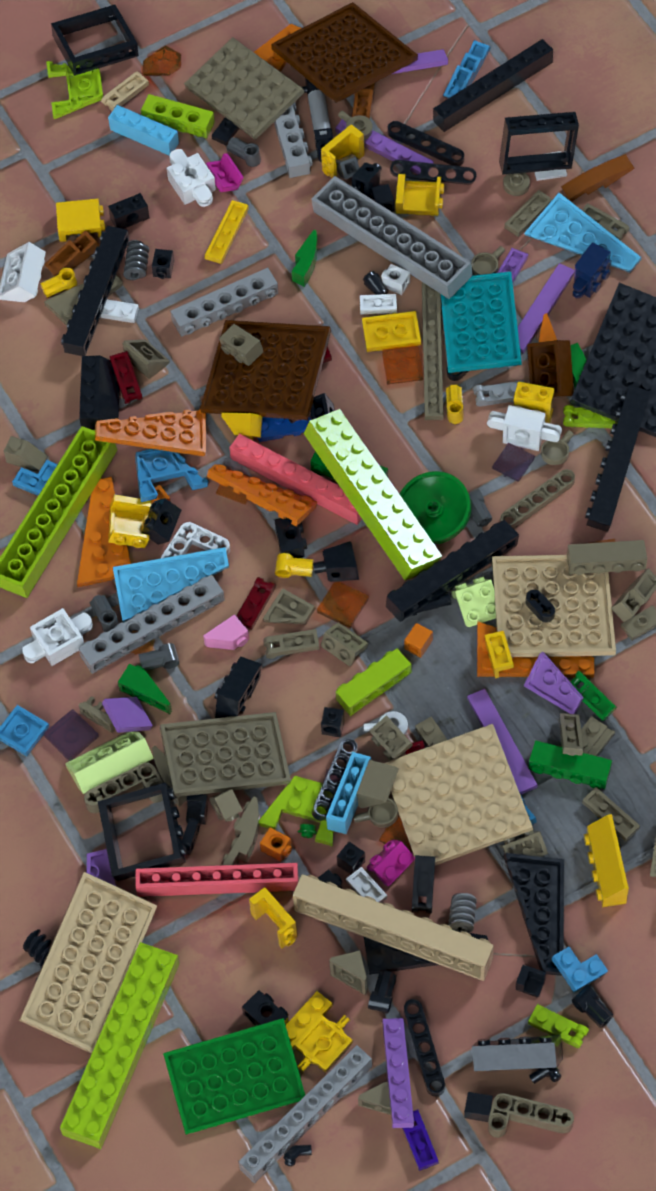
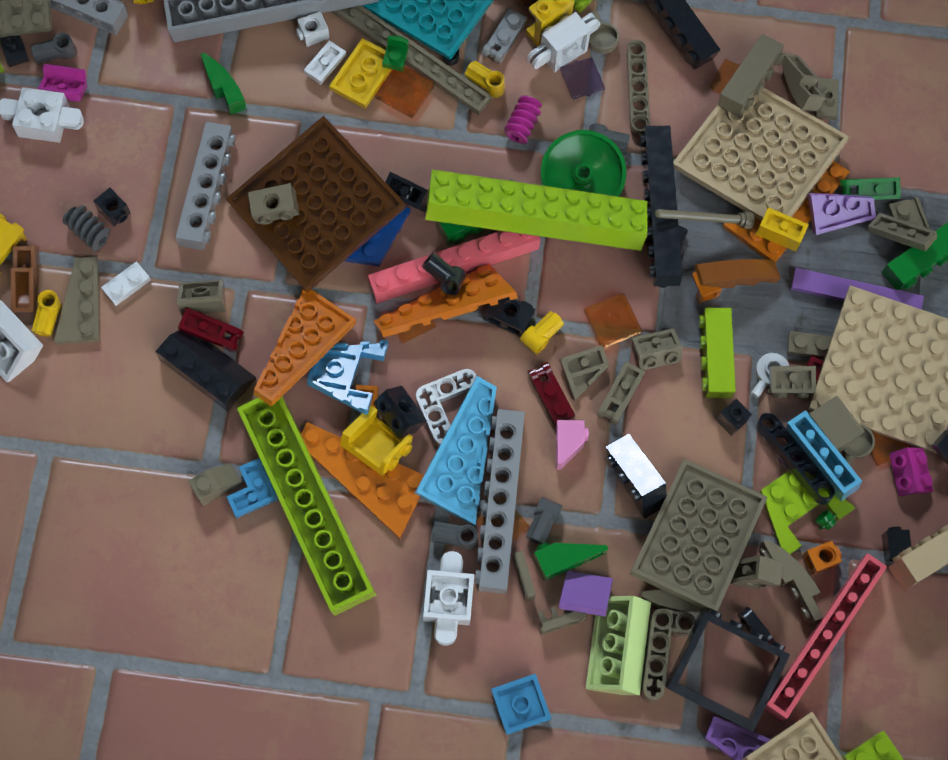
camera: 60 degrees left, 10 degrees up
(71, 735) = (560, 660): clear purple tile -> none
(95, 291) = (92, 286): black brick -> none
(110, 672) = (524, 576): none -> dark tan tile
(129, 211) = (25, 194): black brick -> none
(197, 807) = (733, 602): black panel -> none
(226, 232) = (128, 128): yellow plate -> none
(244, 424) = (357, 265): yellow slope -> none
(263, 903) = (884, 610): yellow panel -> none
(277, 479) = (449, 276): none -> black piece
(338, 563) = (574, 291): black torso -> none
(350, 858) = (886, 503): black brick -> none
(365, 885) = (923, 511): white plate -> none
(374, 283) = (299, 49): black cone -> none
(420, 337) = (396, 53): none -> green bracket
(441, 649) = (734, 272): none -> dark orange slope
(442, 445) = (522, 119): none -> dark pink piece
(476, 601) = (701, 198): yellowish green bracket -> none
(487, 627) = (744, 219): none -> dark tan piece
(538, 606) = (759, 161): black beam -> none

